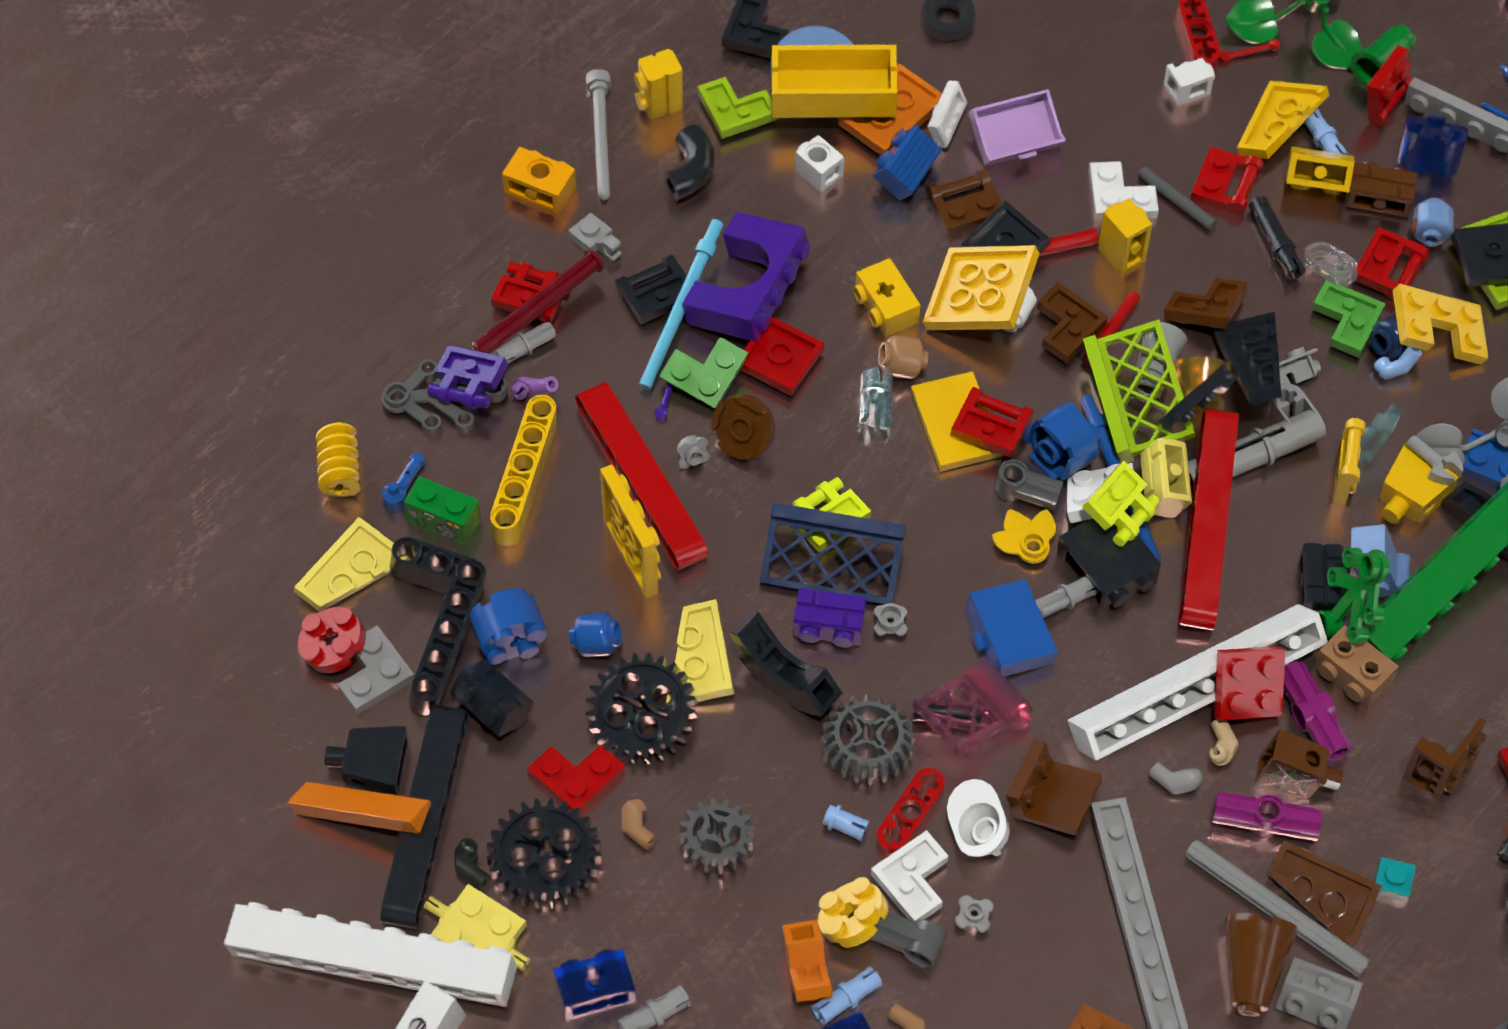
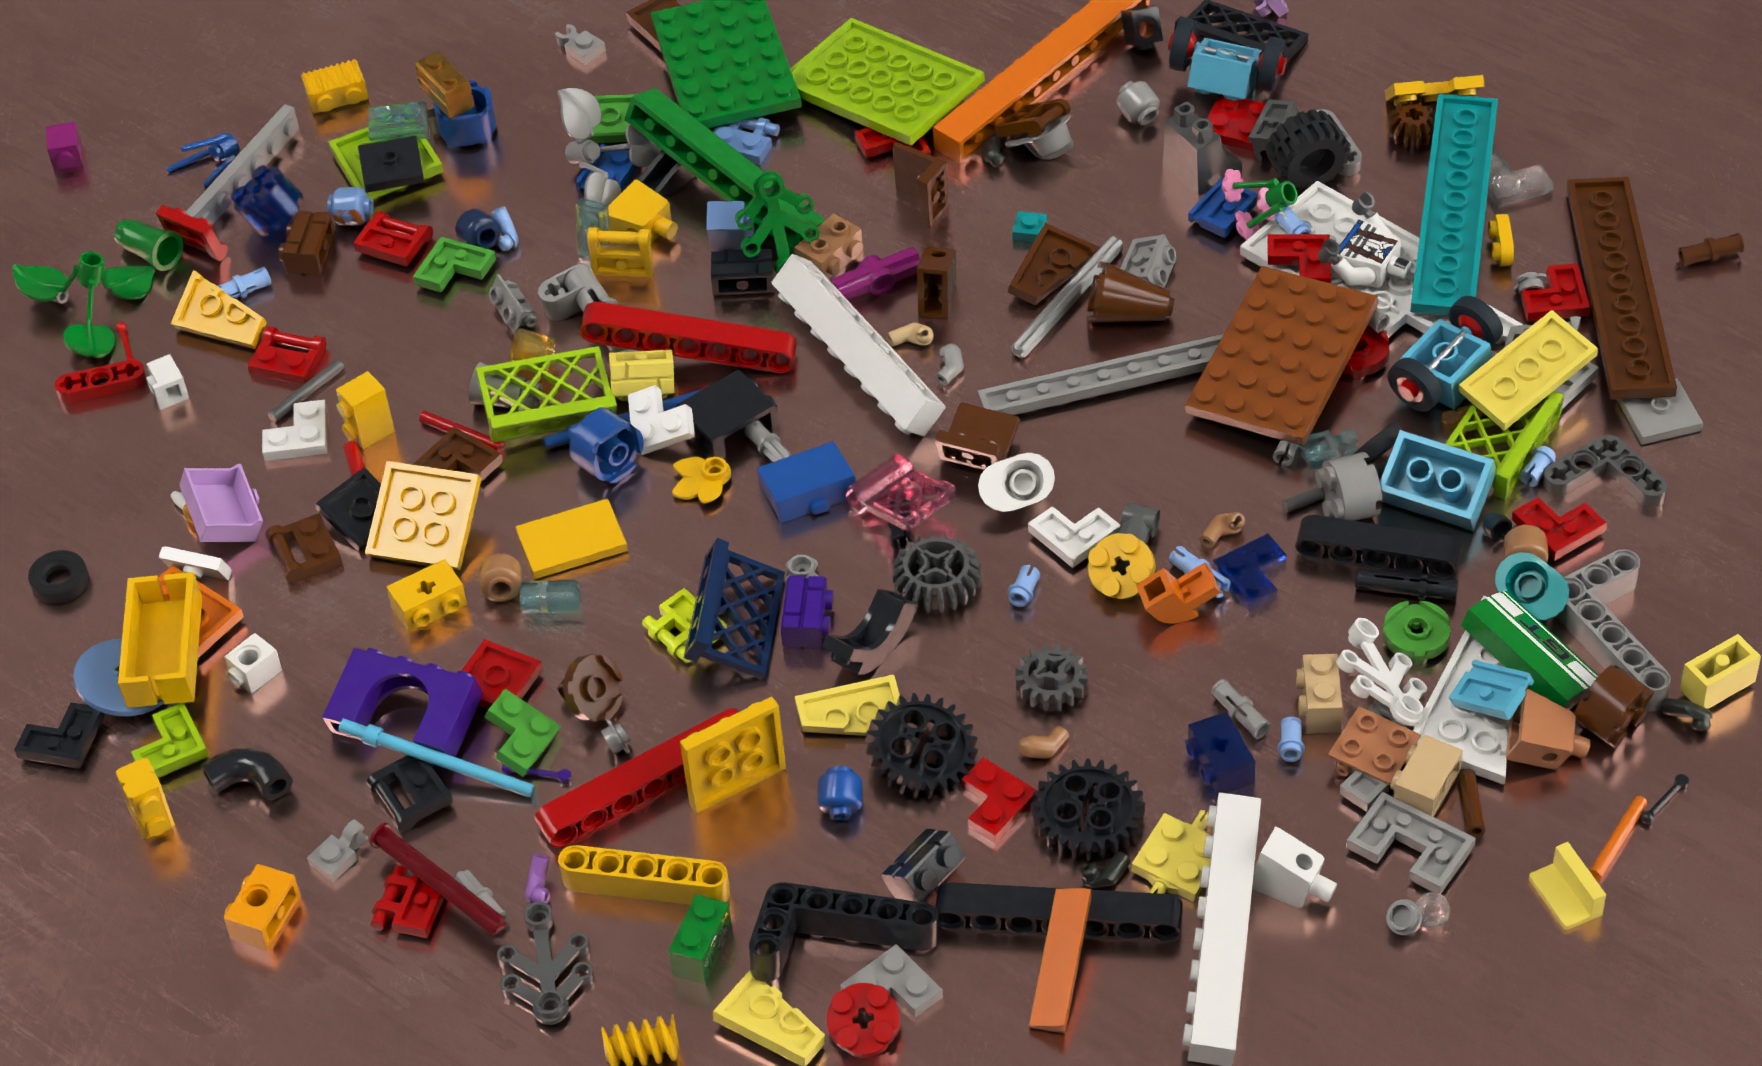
camera: 90 degrees left, 10 degrees down
(371, 758) = (1003, 963): black torso -> none
(395, 493) = (677, 990): blue piece -> none
(471, 368) = (523, 929): dark purple plate -> none
(509, 625) = (843, 854): blue brick -> none
(598, 84) = (130, 869): light grey piece -> none
(906, 162) = (260, 586): blue brick -> none
(910, 796) = (995, 532): red beam -> none
(974, 923) = (1103, 491): light grey plate -> none
(990, 429) = (588, 504): red plate -> none
(1028, 485) = (649, 476): dark grey piece -> none
(1113, 497) = (683, 387): neon yellow plate -> none
(1203, 394) = (569, 336): black hinge -> none
(1210, 310) = (444, 353): reddish brown plate -> none
(1249, 683) = (860, 304): plate -> none
(1253, 356) = (495, 321): black wing -> none
(1282, 247) = (359, 315): black pin -> none
(1288, 818) = (983, 300): magenta piece -> none
(1320, 170) = (286, 280): yellow brick -> none
(1331, 263) = (395, 272): clear plate -> none
(1421, 310) = (467, 196): yellow plate -> none
(1437, 462) = (626, 185): light grey bar -> none

